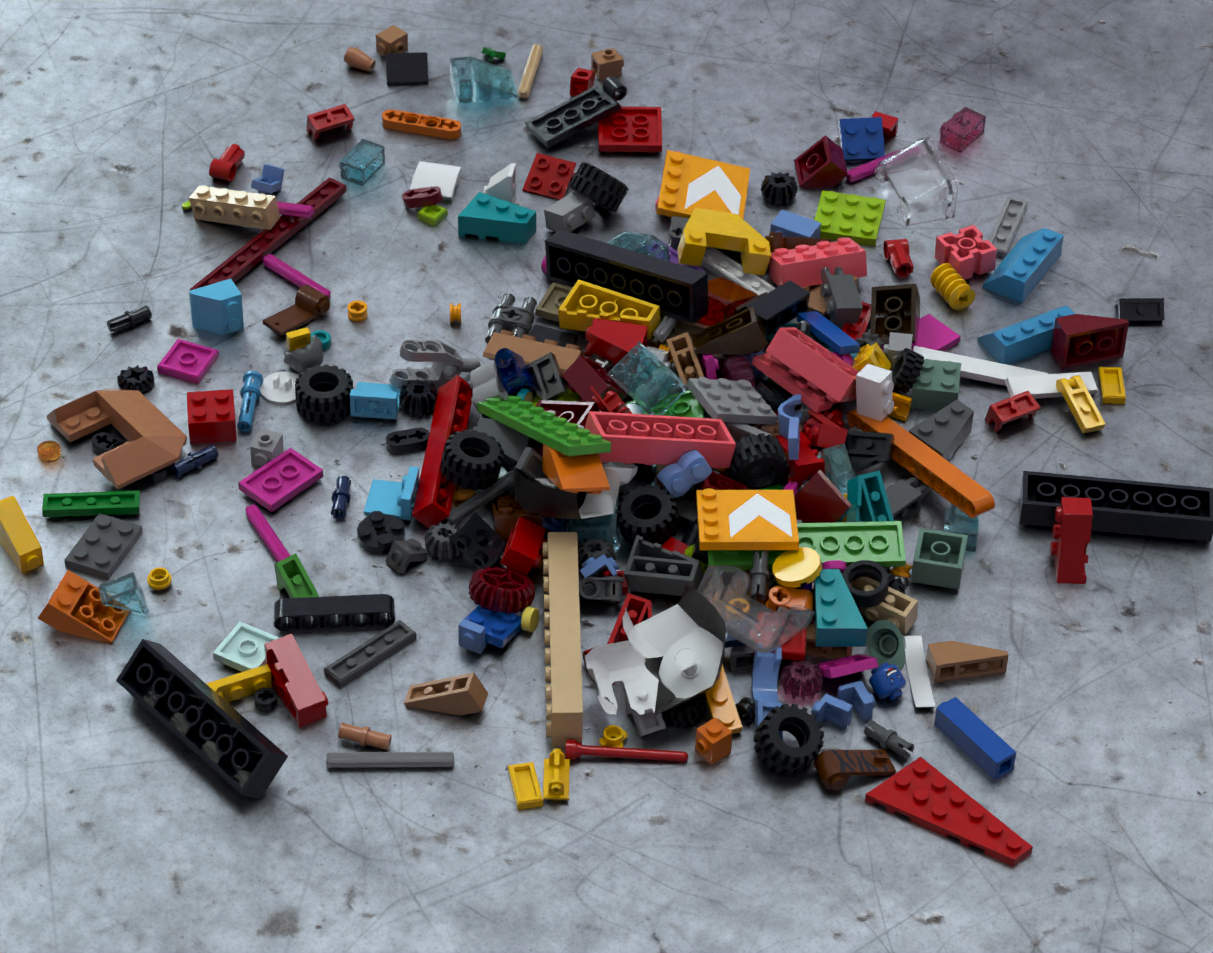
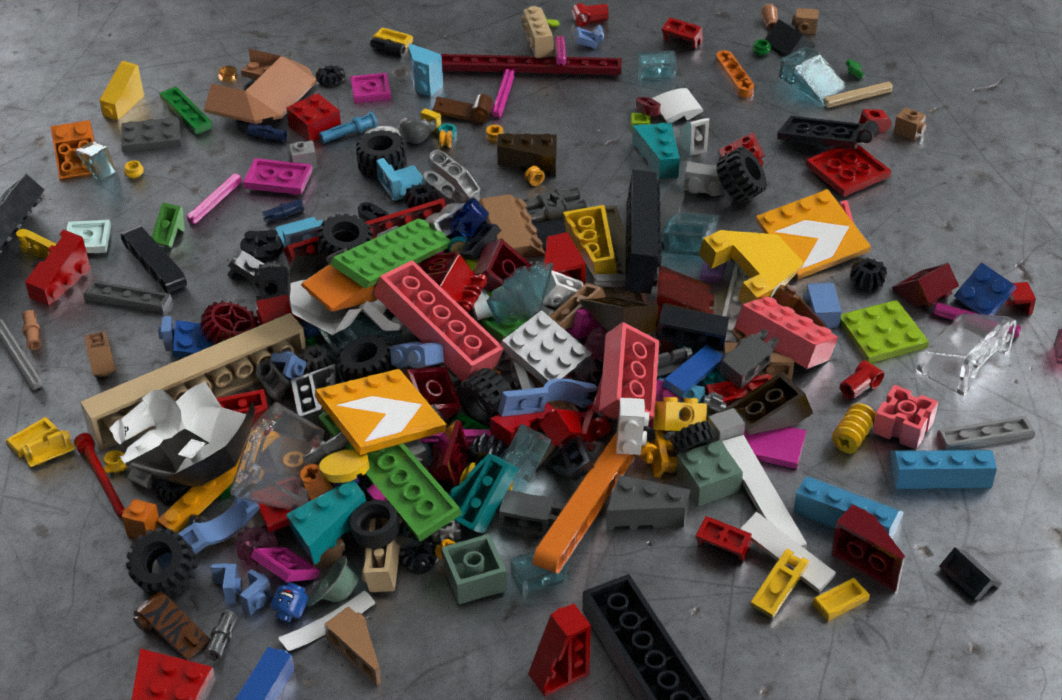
camera: 60 degrees right, 0 degrees up
(112, 310) = (395, 36): none -> yellow tile
(337, 344) = (445, 139): none -> light orange bush
(399, 88) = (761, 47): none -> green plate
(419, 298) = (528, 151): none -> dark brown wedge

